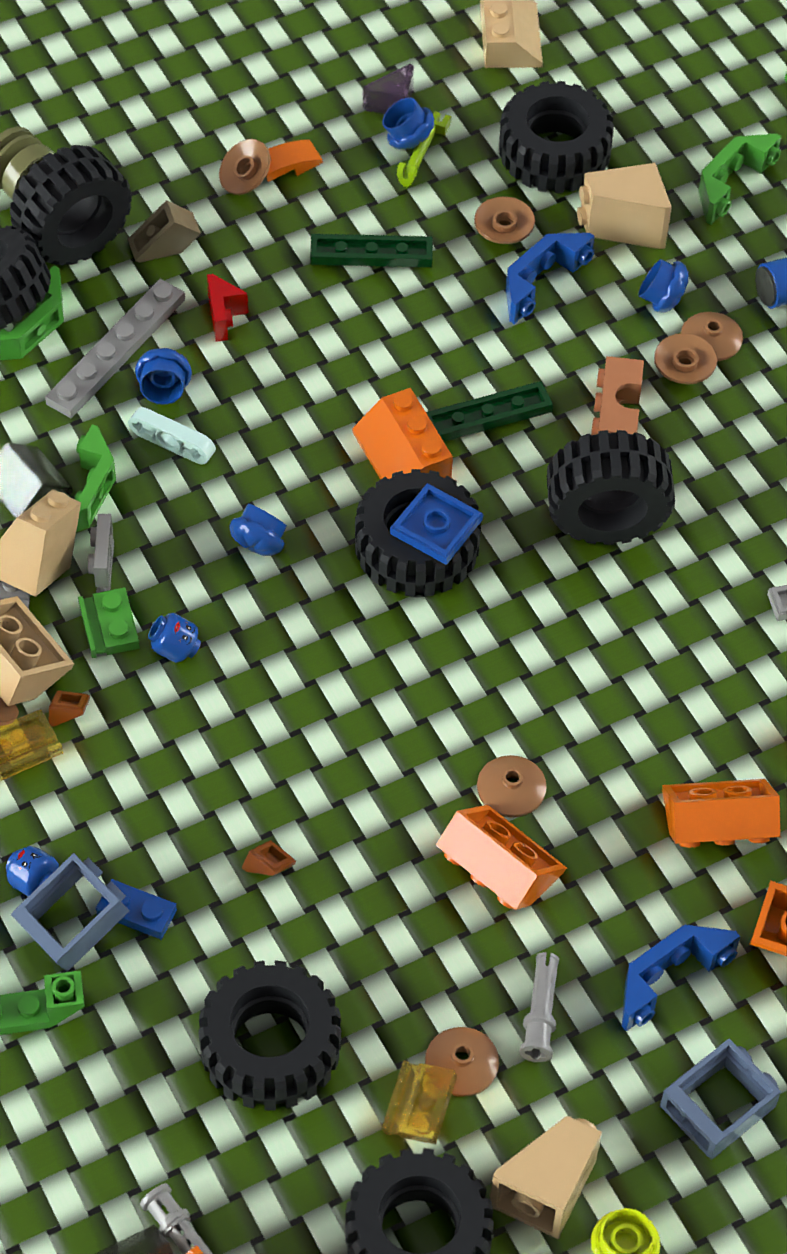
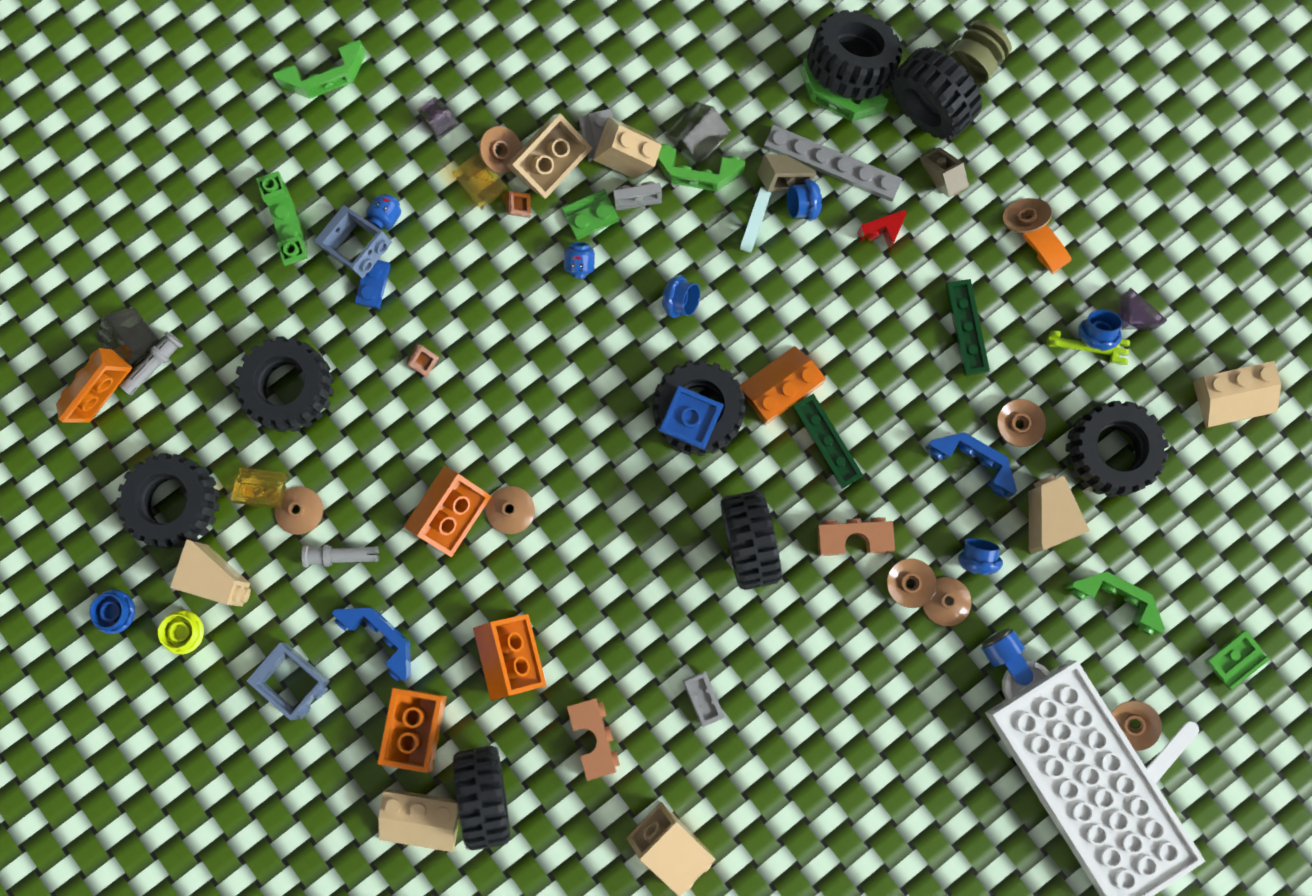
camera: 85 degrees right, 25 degrees up
(117, 392) = (781, 172): none -> dark tan slope

